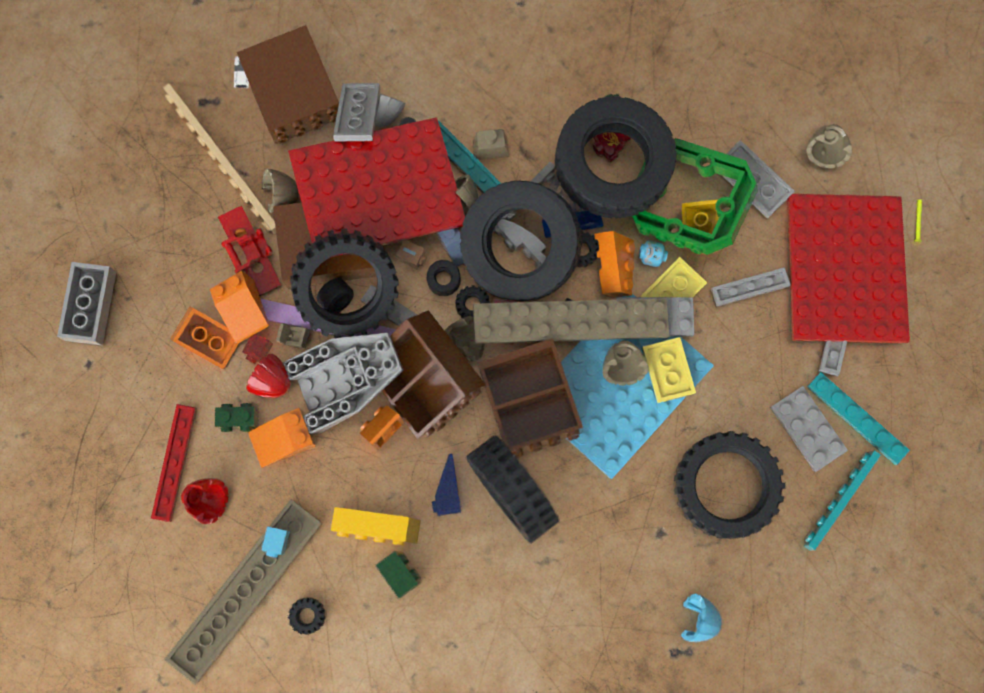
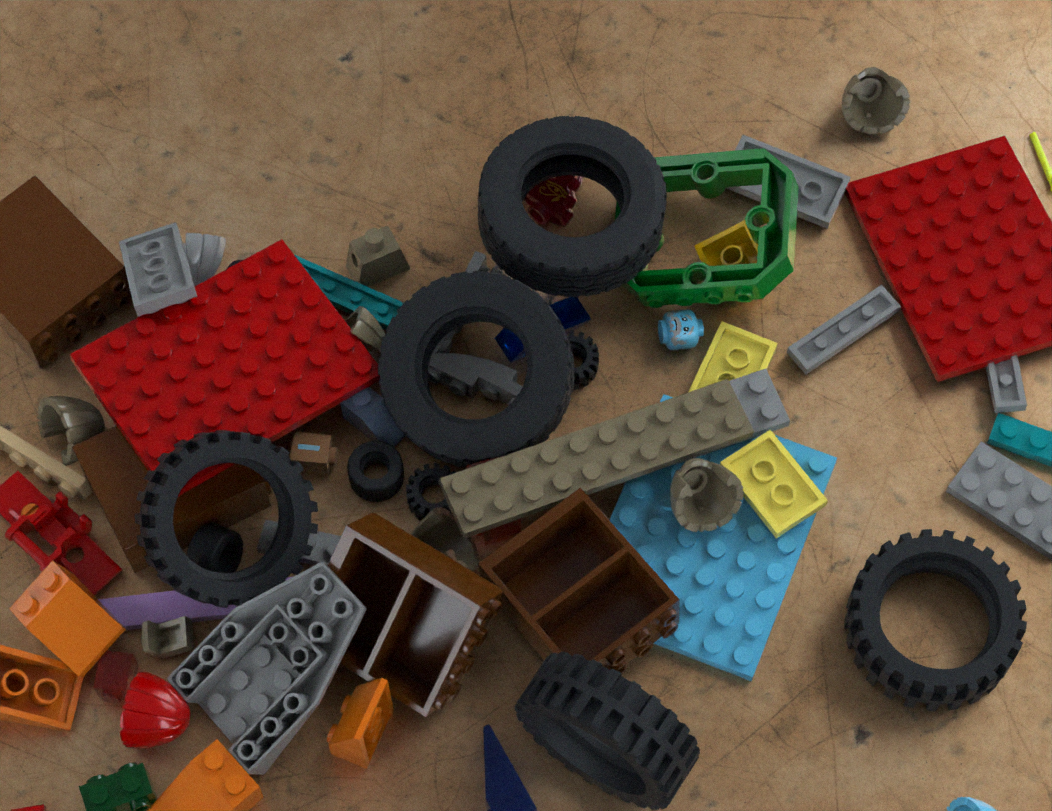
camera: 20 degrees left, 15 degrees down
(616, 262) = (632, 357): orange wedge -> none

